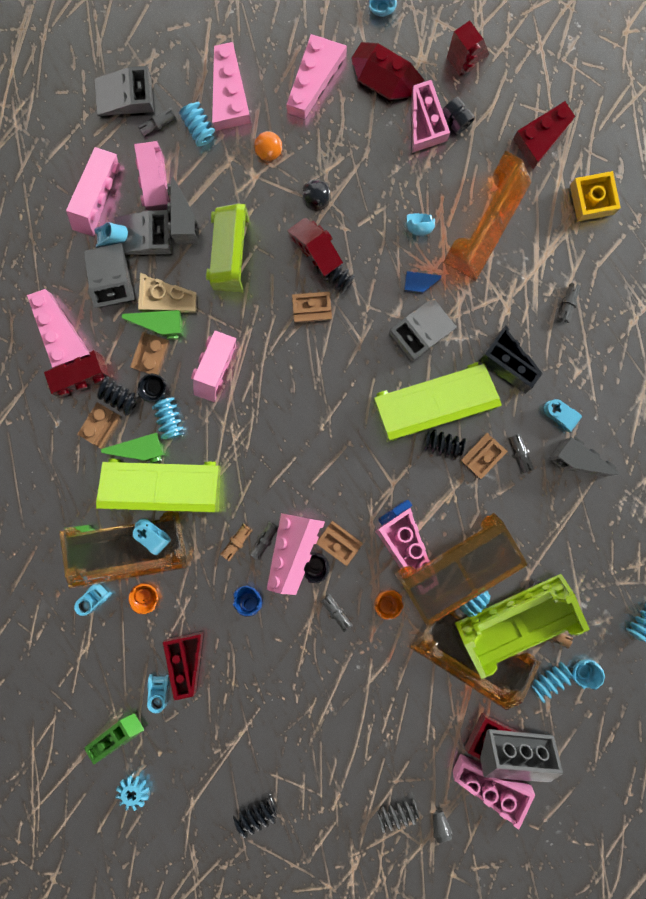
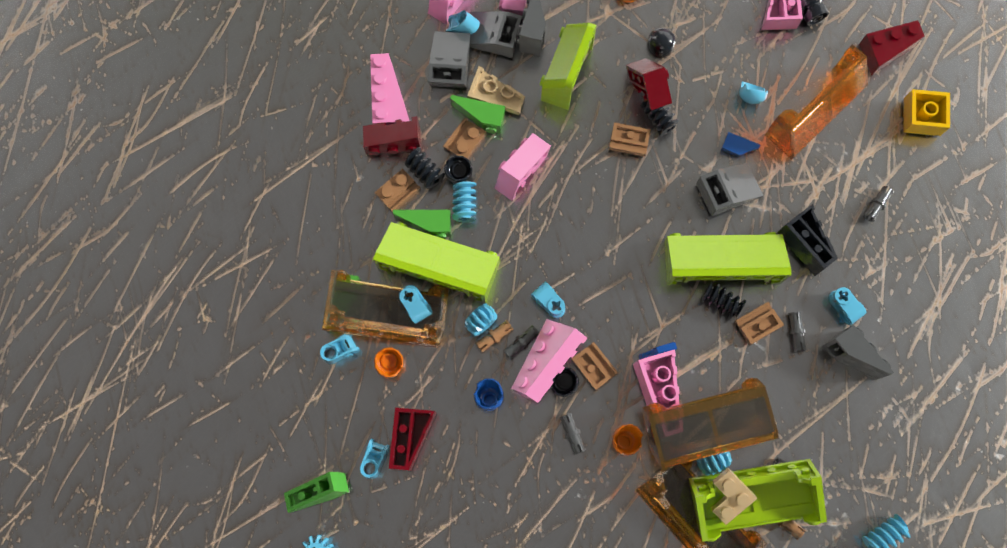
camera: 20 degrees right, 10 degrees down
(218, 532) = (480, 319): none -> medium azure gear
(275, 491) = (546, 298): none -> medium azure piece
(501, 628) = (736, 496): none -> tan plate

